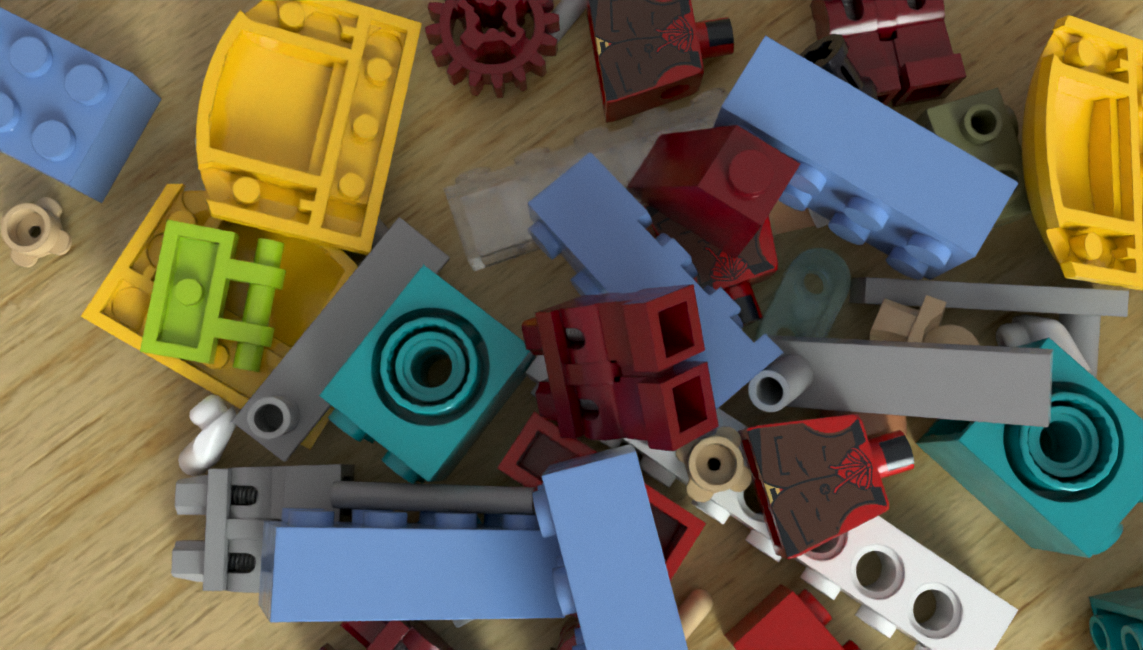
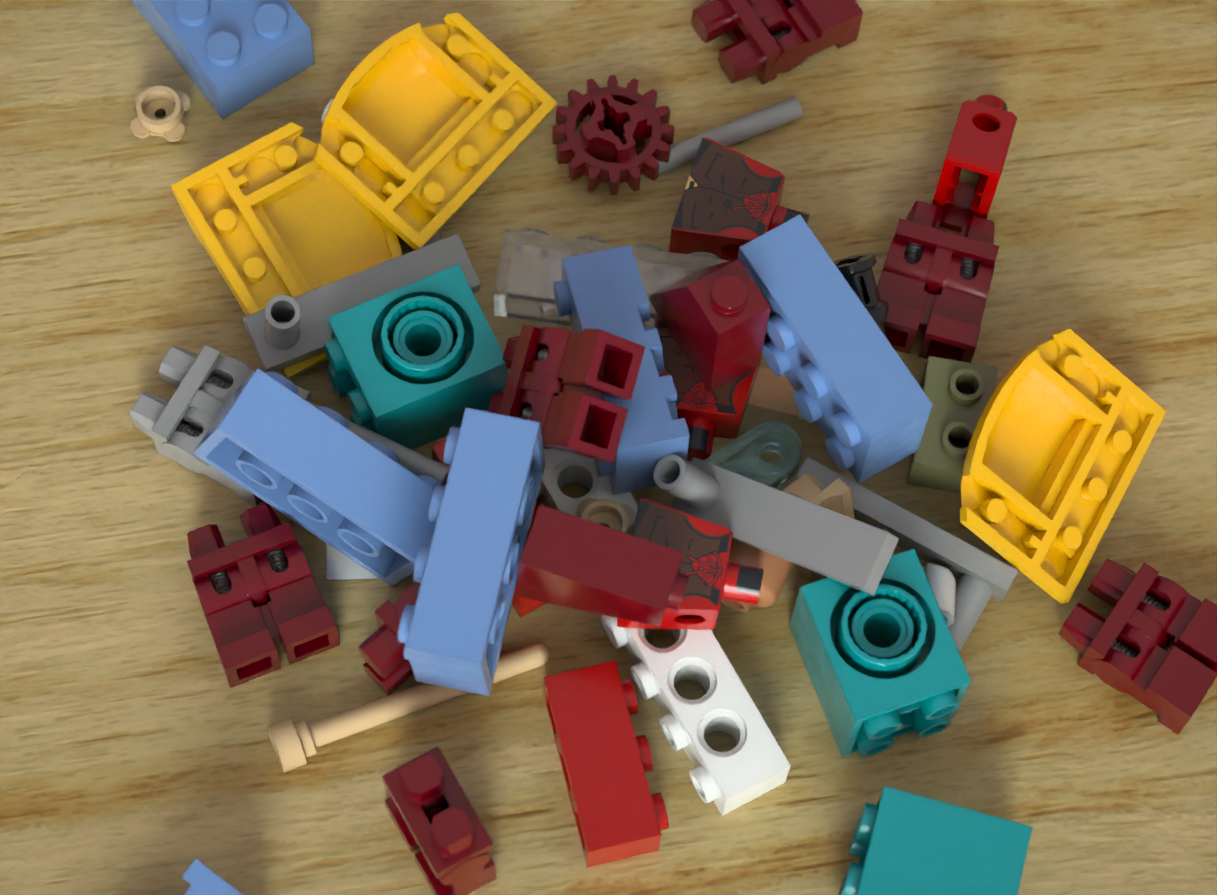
camera: 20 degrees right, 15 degrees down
(193, 292) = (268, 207): lime plate -> none
(208, 446) = (217, 327): white arm -> none
(765, 550) = (599, 569): none -> dark red slope

